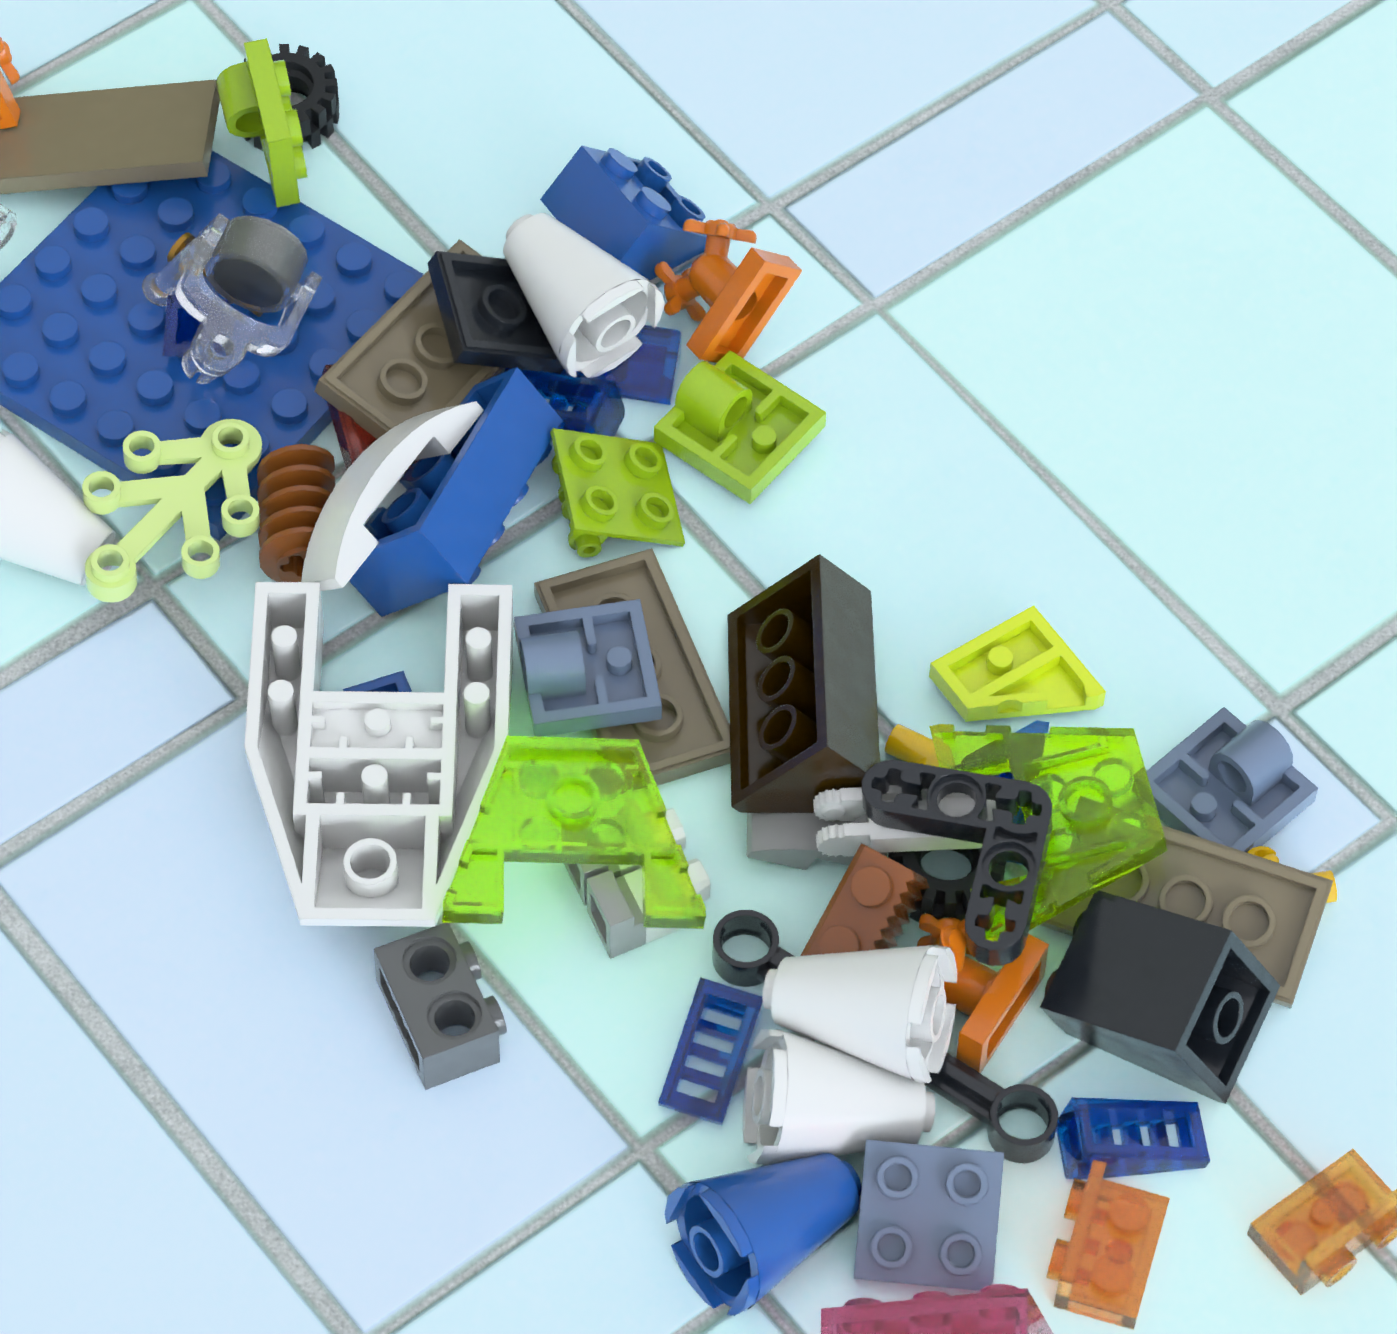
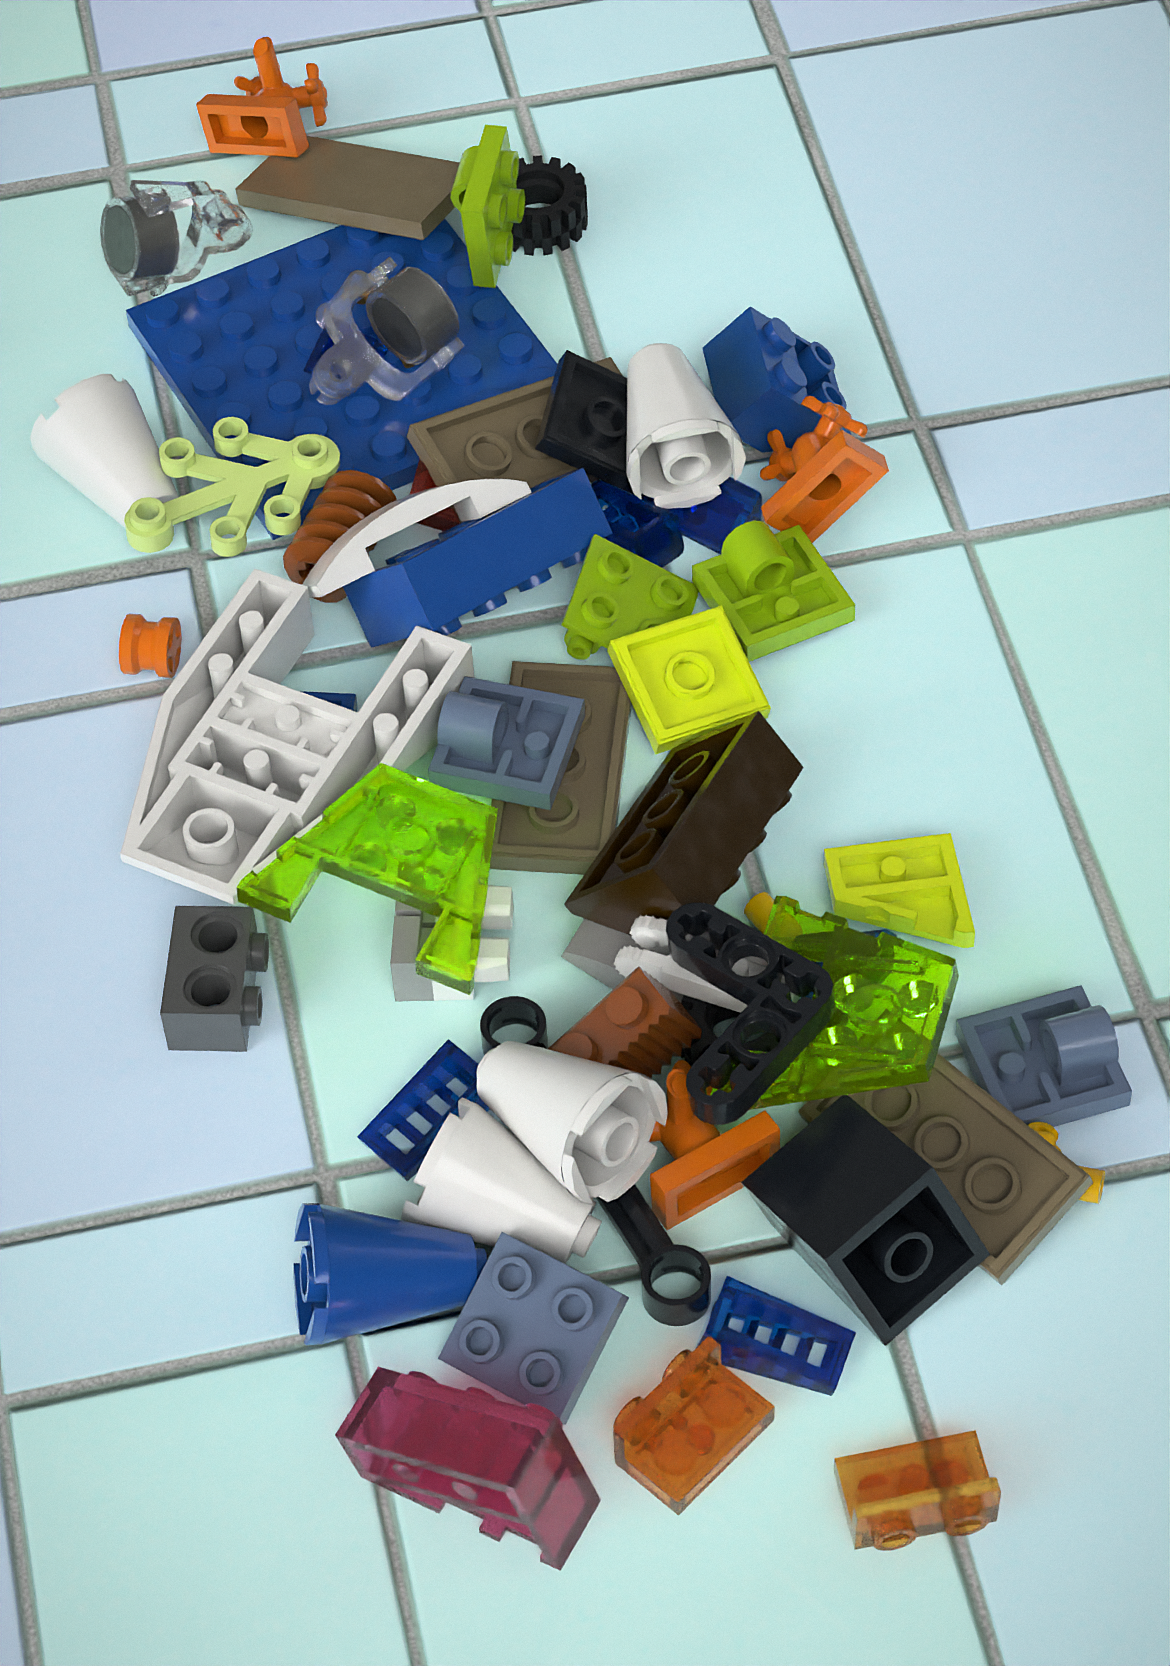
camera: 30 degrees right, 5 degrees down
(176, 695) = (150, 645): none -> orange wheel
(712, 541) = (687, 678): none -> neon yellow plate

